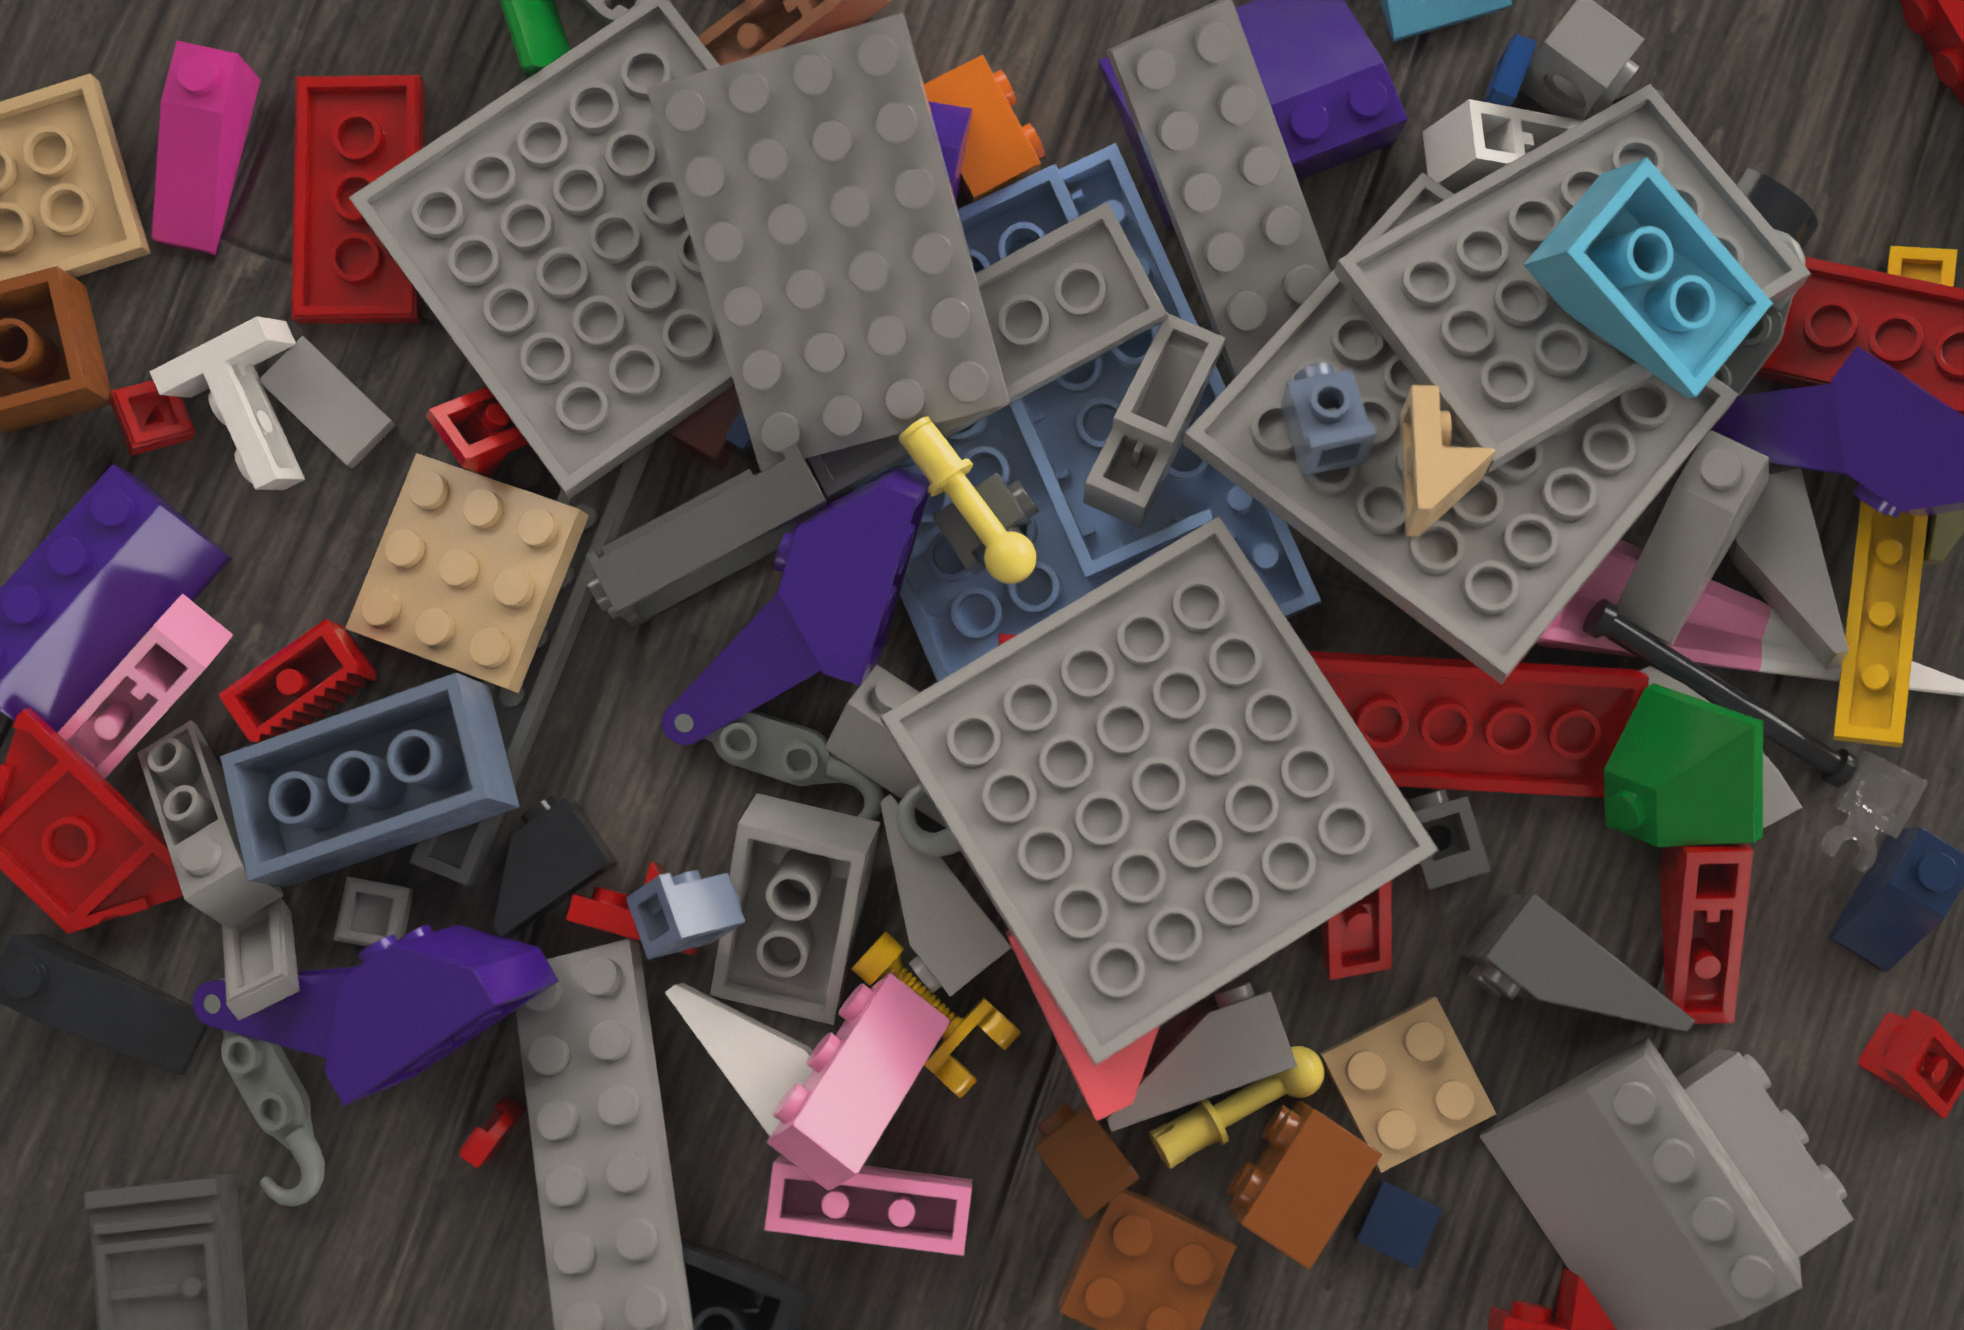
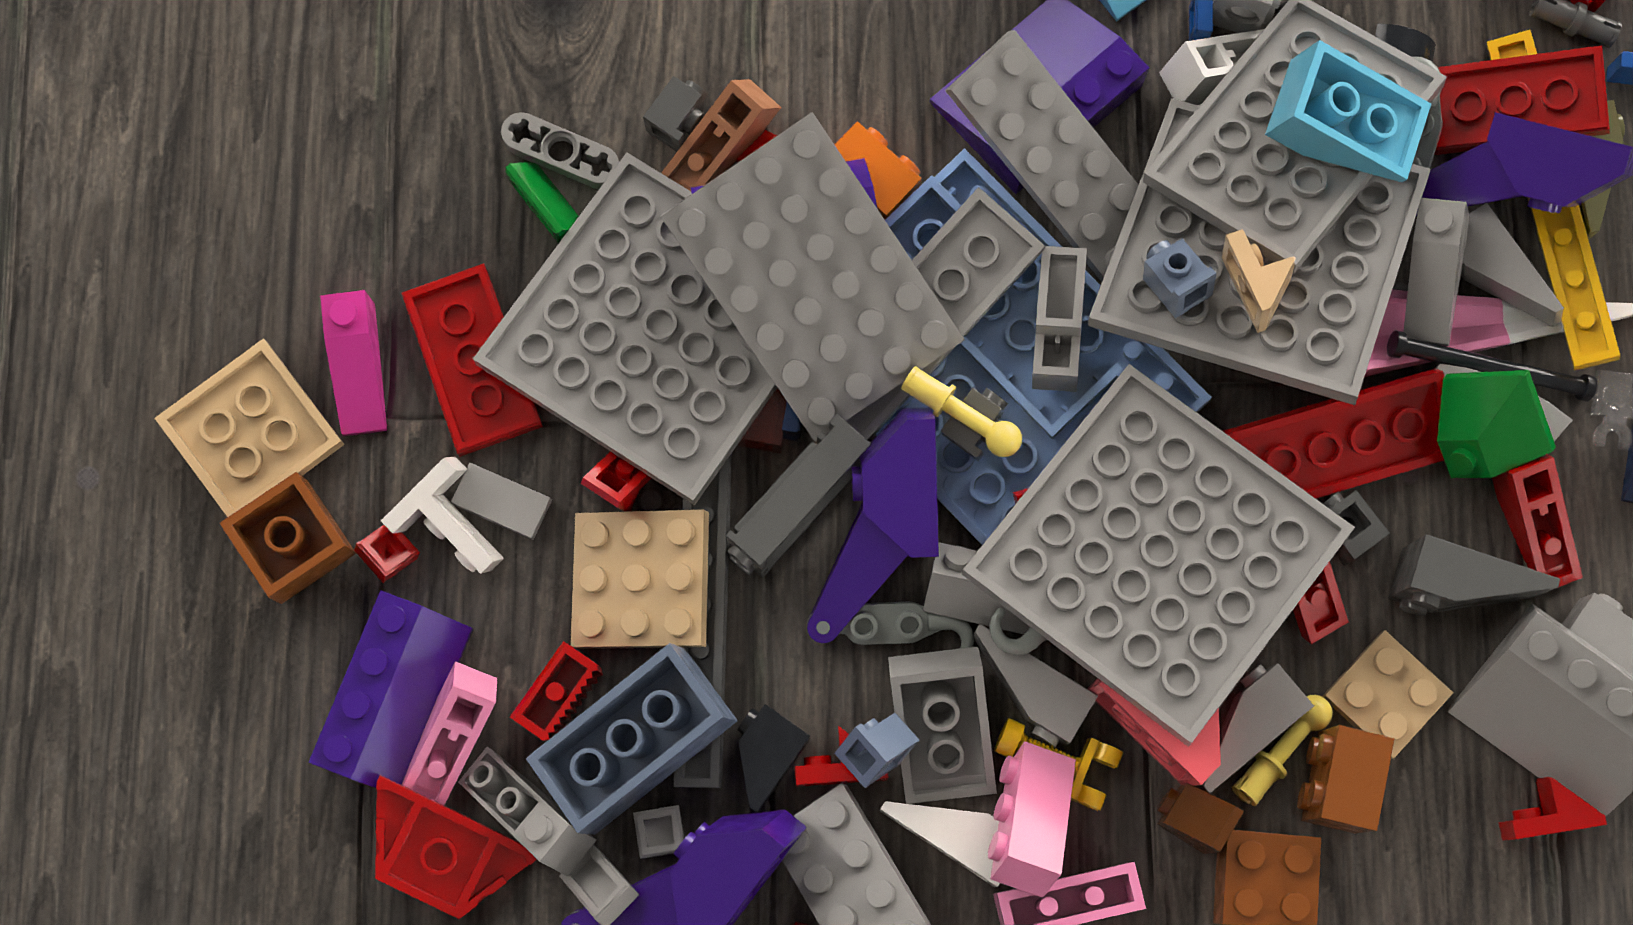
camera: 20 degrees left, 5 degrees down
(1397, 1224) = (1417, 789): dark blue tile -> none

